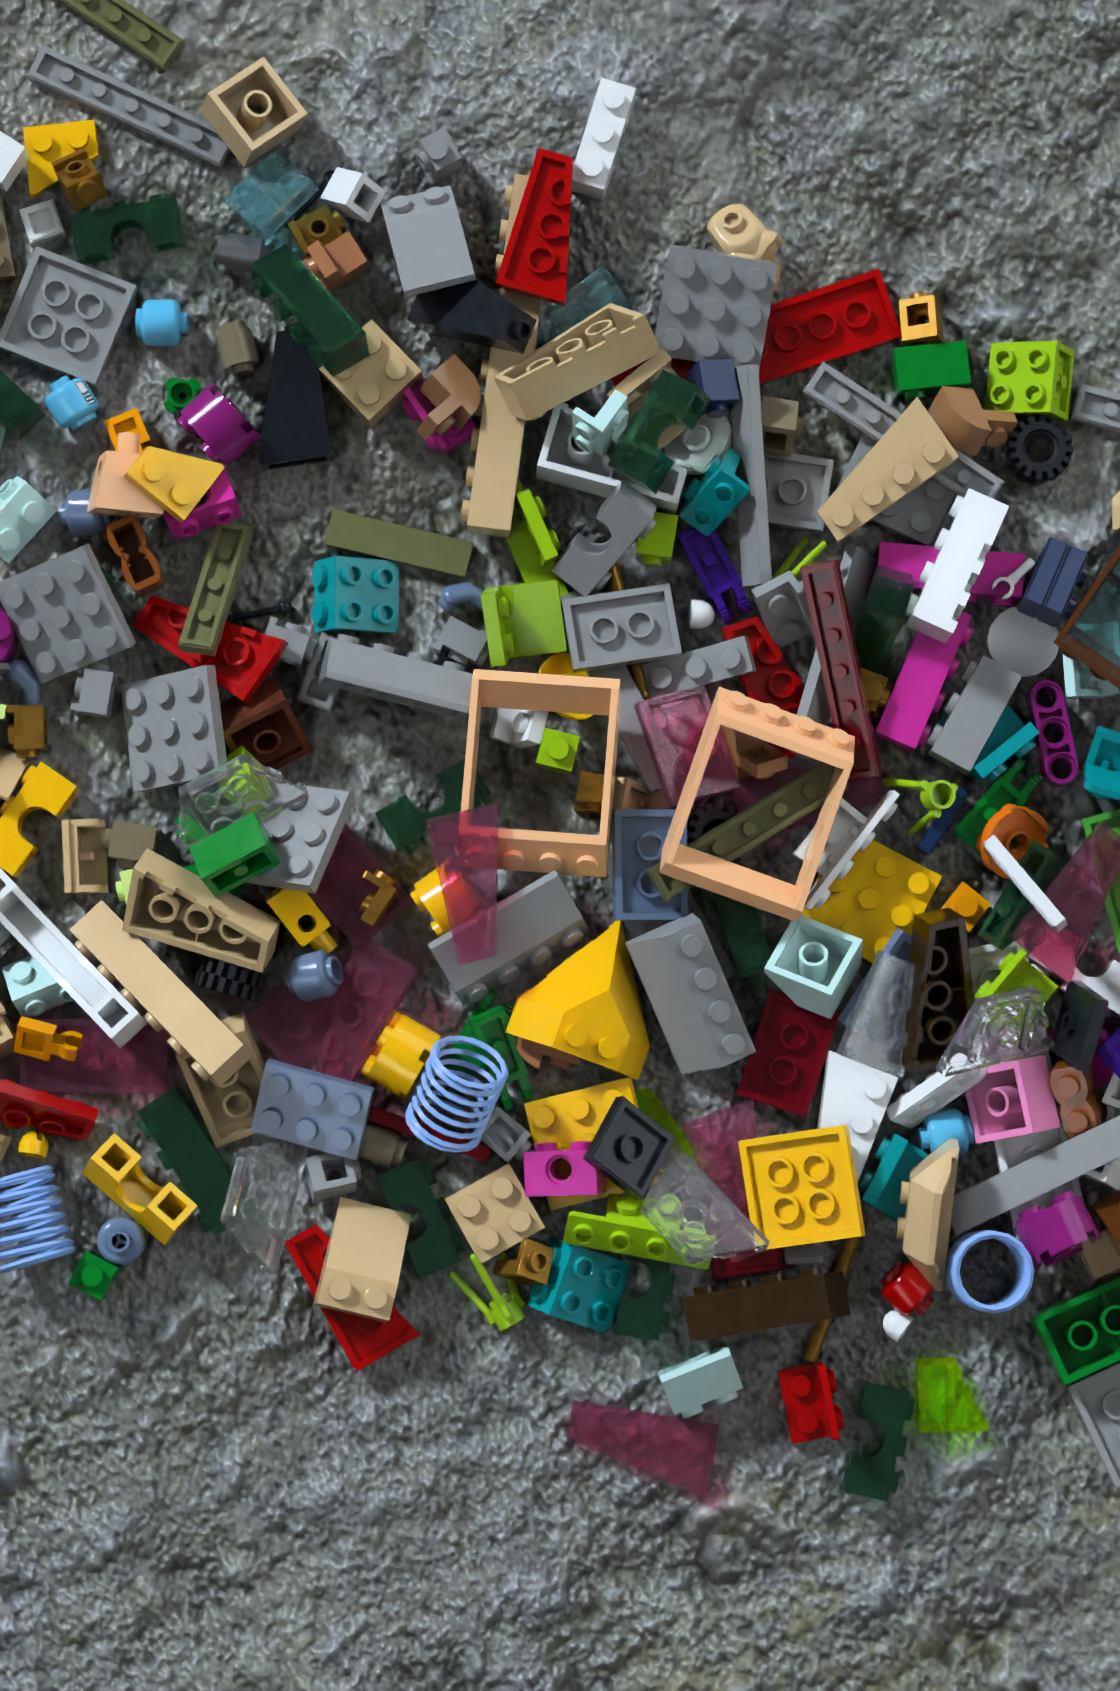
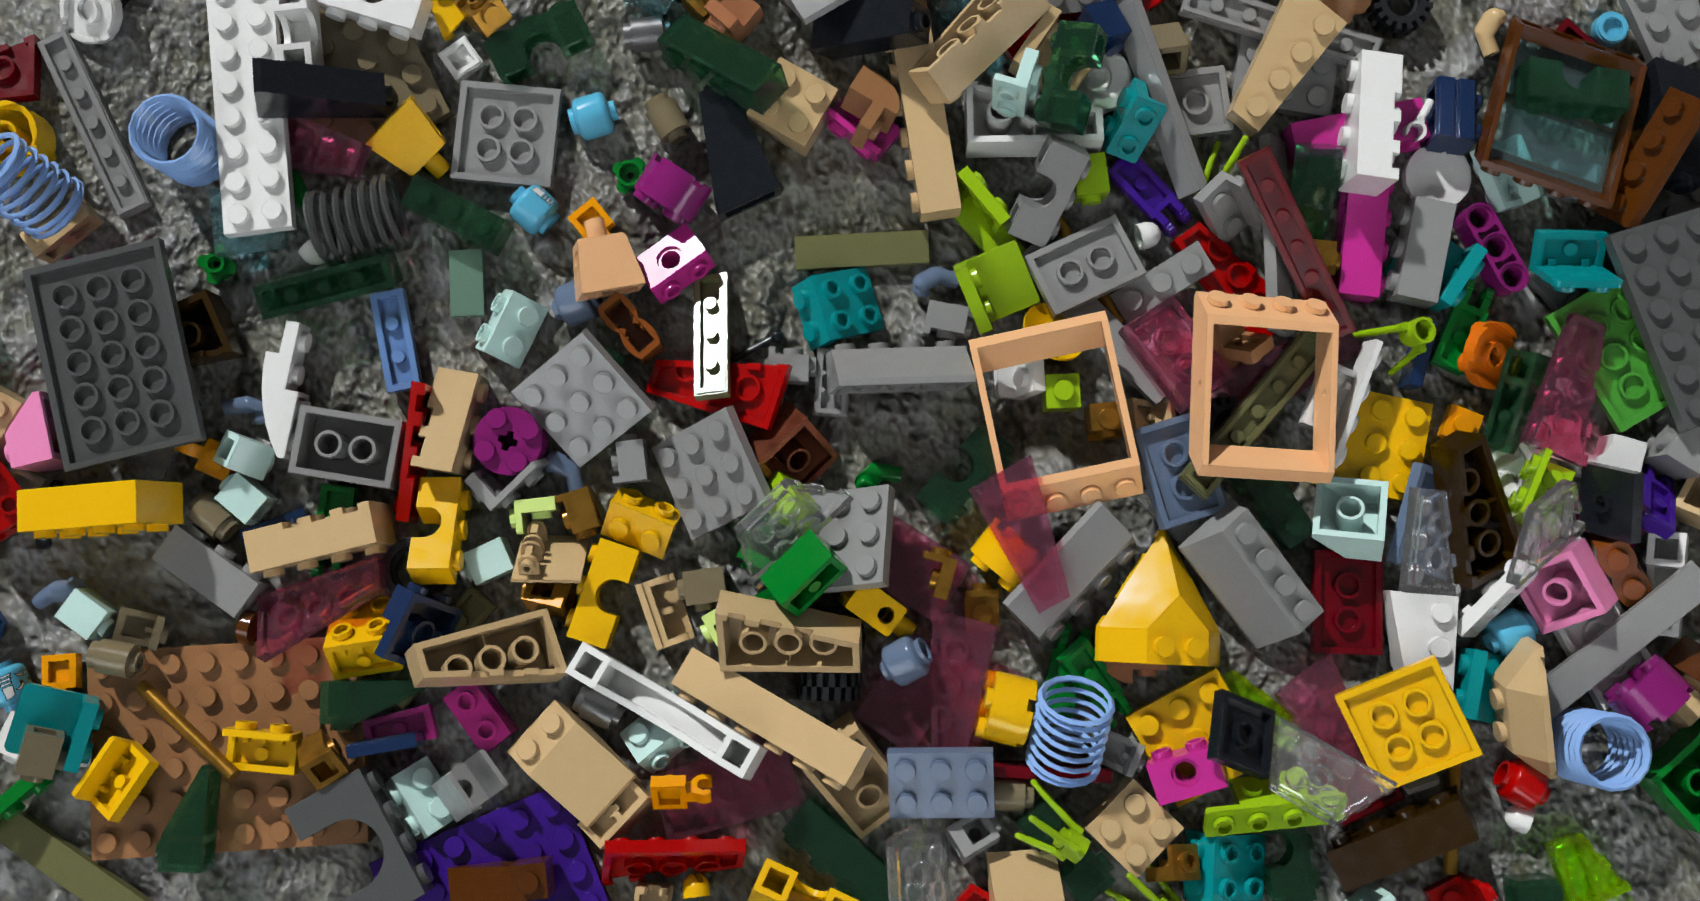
camera: 15 degrees left, 0 degrees up
(87, 758) = (640, 522): none -> yellow bracket
(173, 479) = (645, 248): yellow wing -> none
(345, 779) = (876, 473): none -> green arm
(412, 943) = (982, 603): none -> pearl gold bracket
(423, 1207) = (1068, 842): none -> lime plant
(1025, 884) = (1527, 389): white tile -> none

